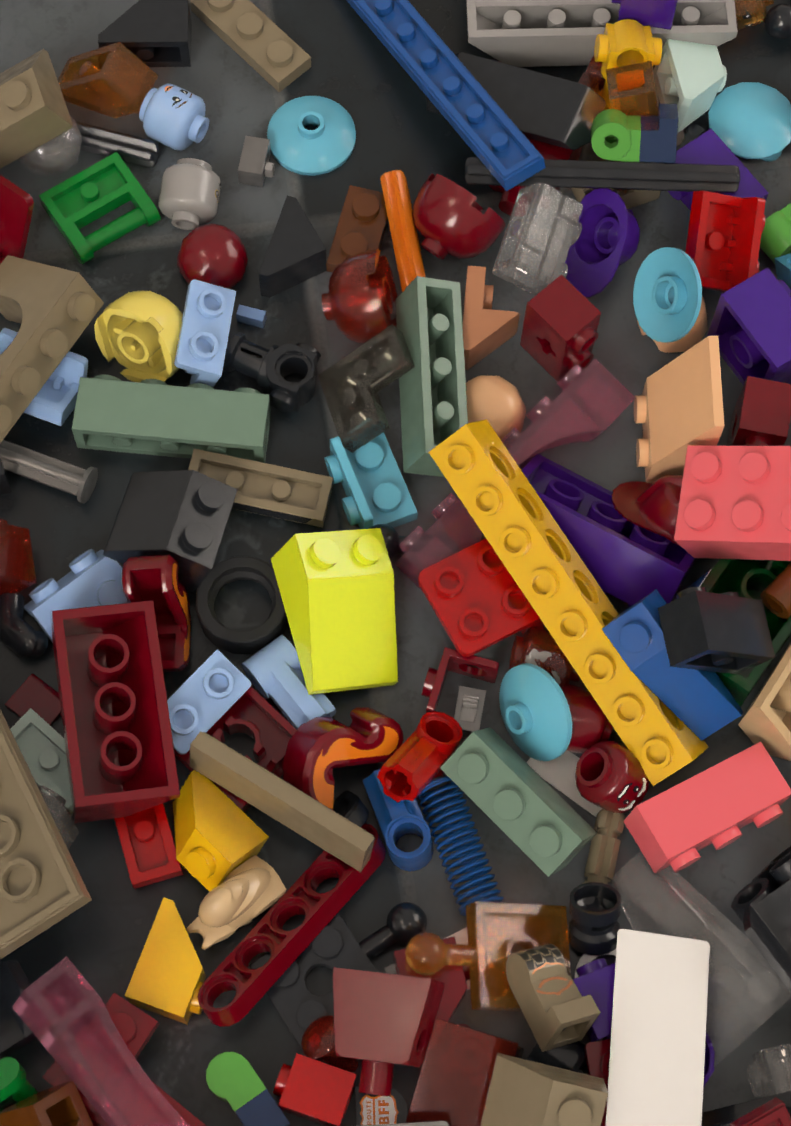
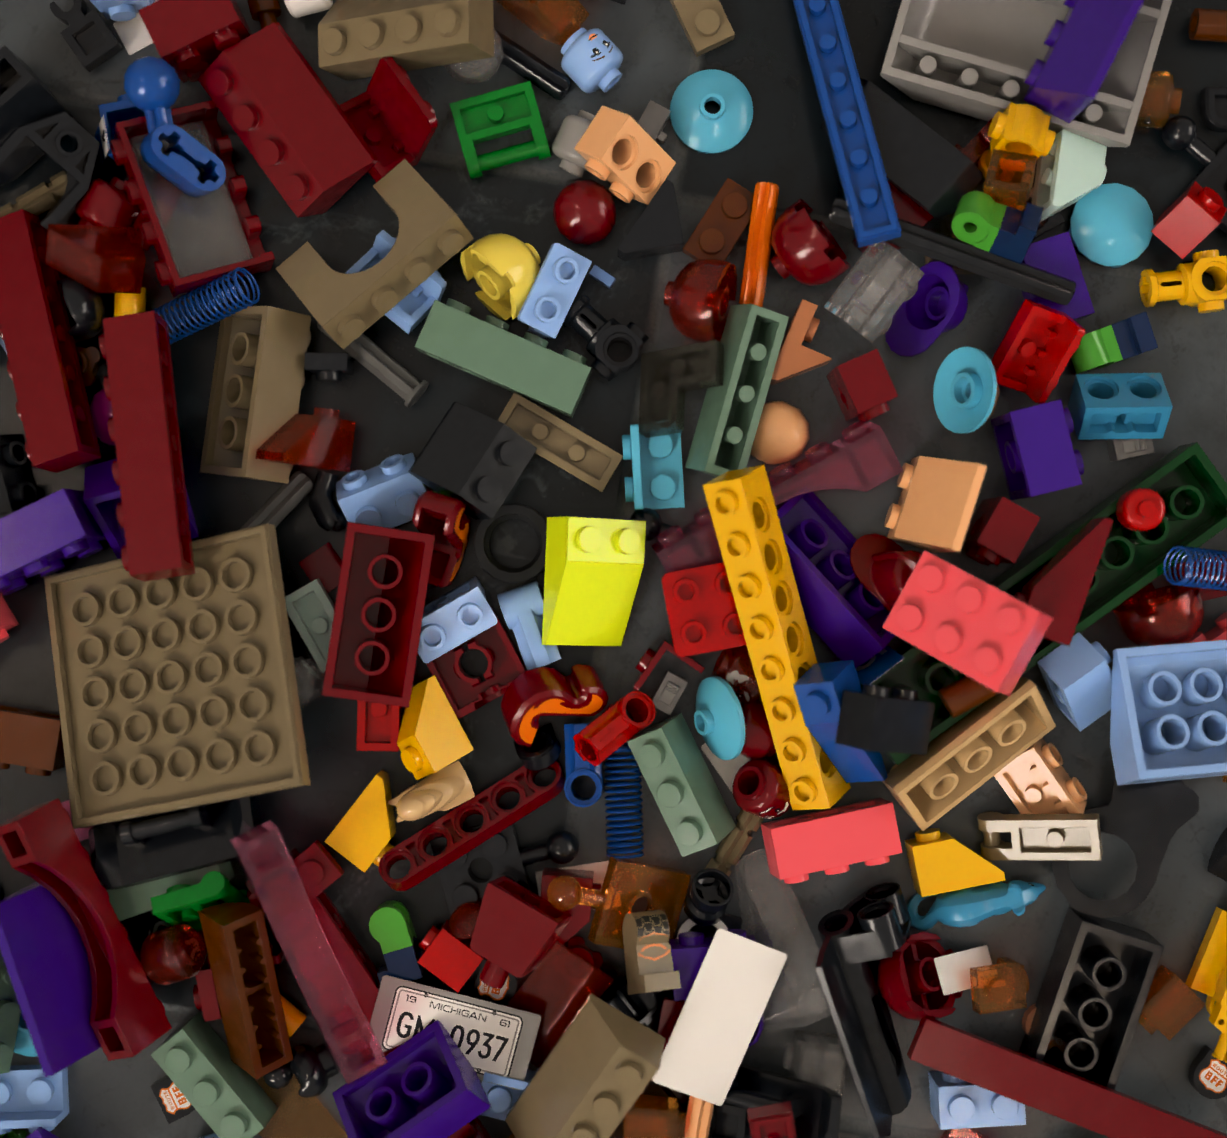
camera: 20 degrees right, 20 degrees up
(237, 184) = (624, 156): none -> light nougat brick
(281, 801) = (490, 732): dark tan tile -> none

